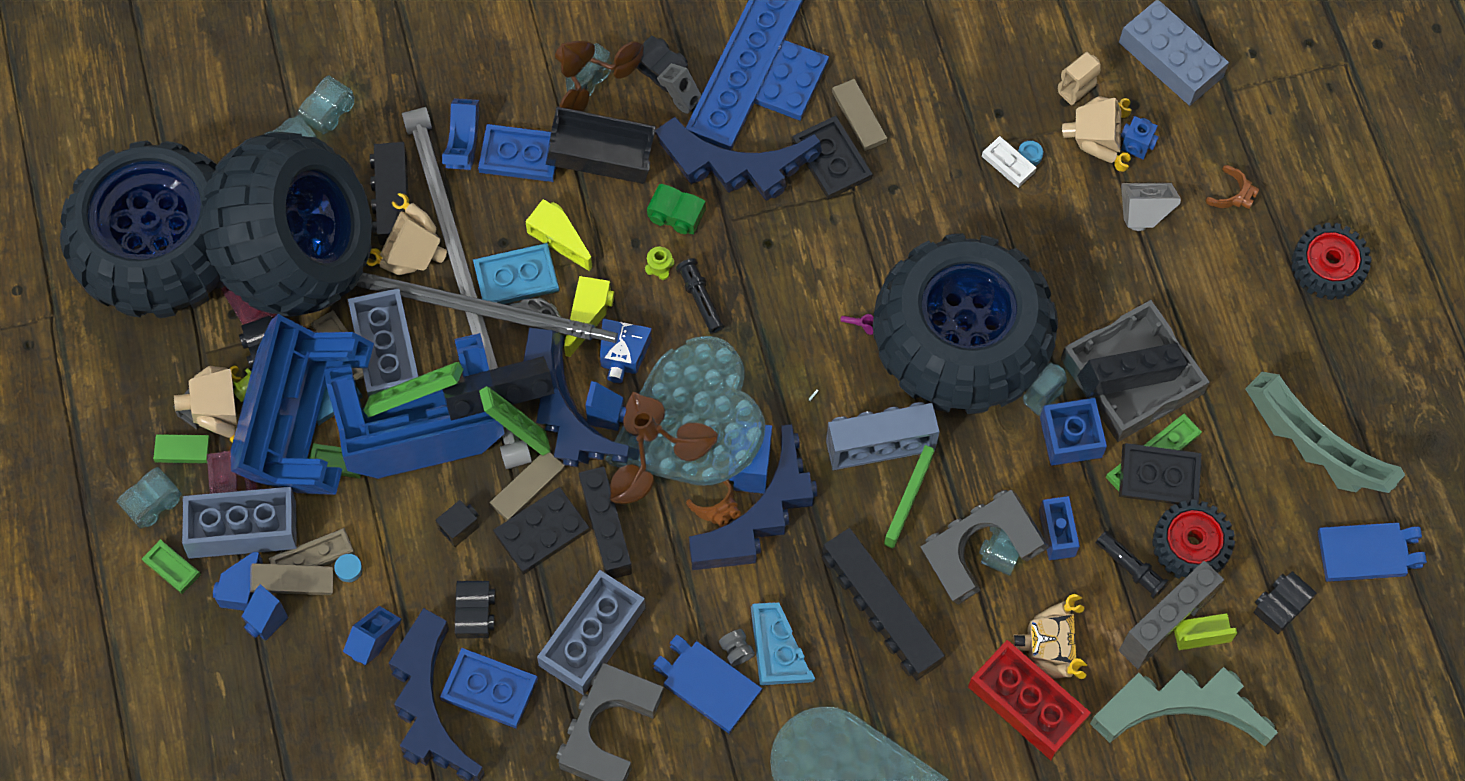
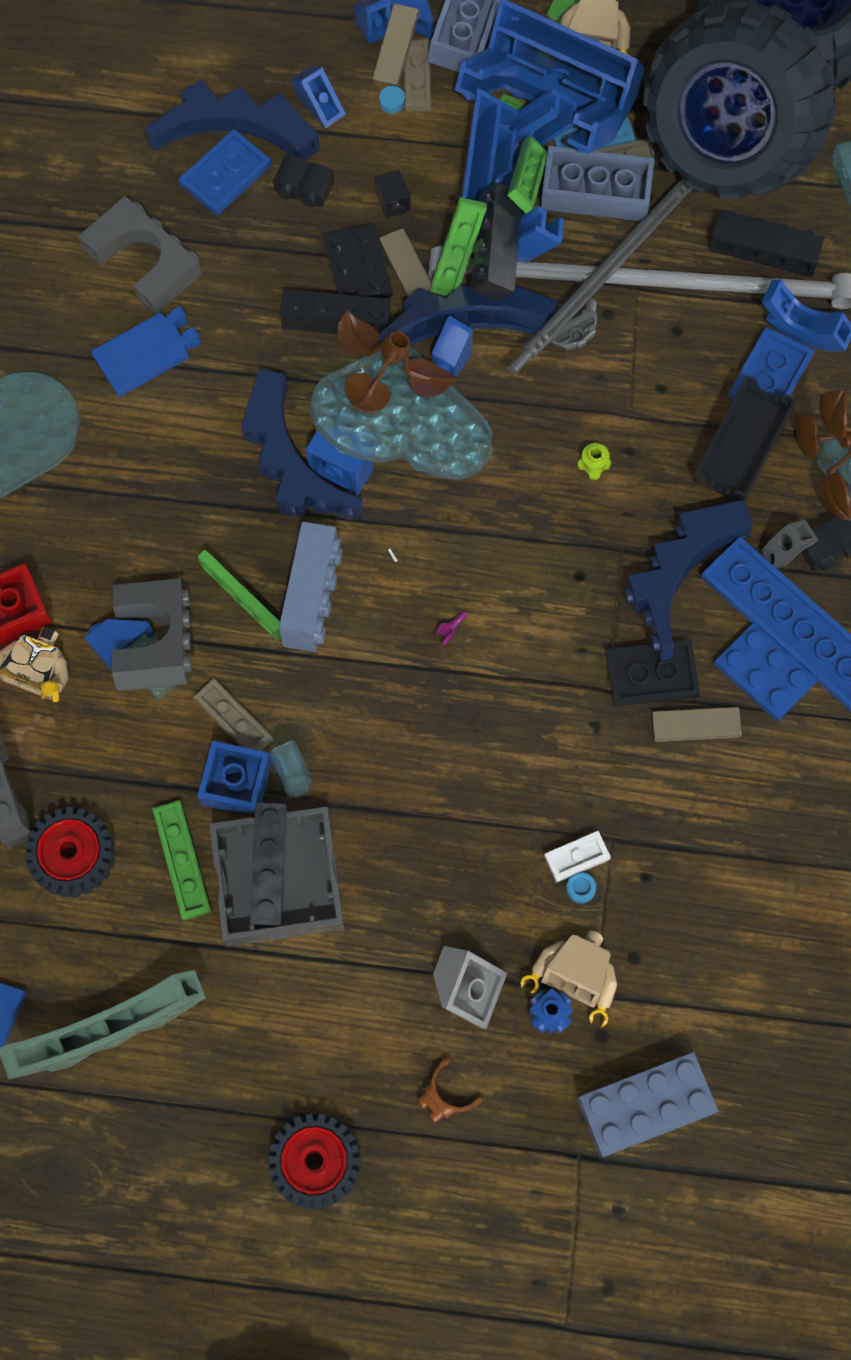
camera: 115 degrees right, 5 degrees up
(410, 243) = (701, 236): tan torso -> none
(516, 274) = (634, 329): dark azure tile -> none
(552, 226) = (663, 378): neon yellow slope -> none
(589, 307) = (569, 376): neon yellow slope -> none
(591, 632) = (233, 264): sand blue brick -> none
(627, 352) = (512, 394): blue torso -> none
(676, 209) = (648, 495): green brick -> none
(696, 284) = (554, 485): black pin -> none
(720, 512) = (302, 423): dark orange helmet -> none
(736, 647) = (164, 384): dark grey wheel -> none
(776, 649) = (148, 420): dark azure wing -> none
(882, 604) = (144, 526): black brick -> none
(939, 359) = (385, 645): black wheel -> none
(996, 582) = (114, 636): none -> blue slope
(1018, 460) = (232, 717): none -> dark tan tile
(1059, 528) = (140, 719): blue brick -> none
(1079, 78) = (647, 973): tan brick -> none
(1141, 572) = (110, 767): black pin -> none
(1159, 474) = (150, 847): black plate -> none

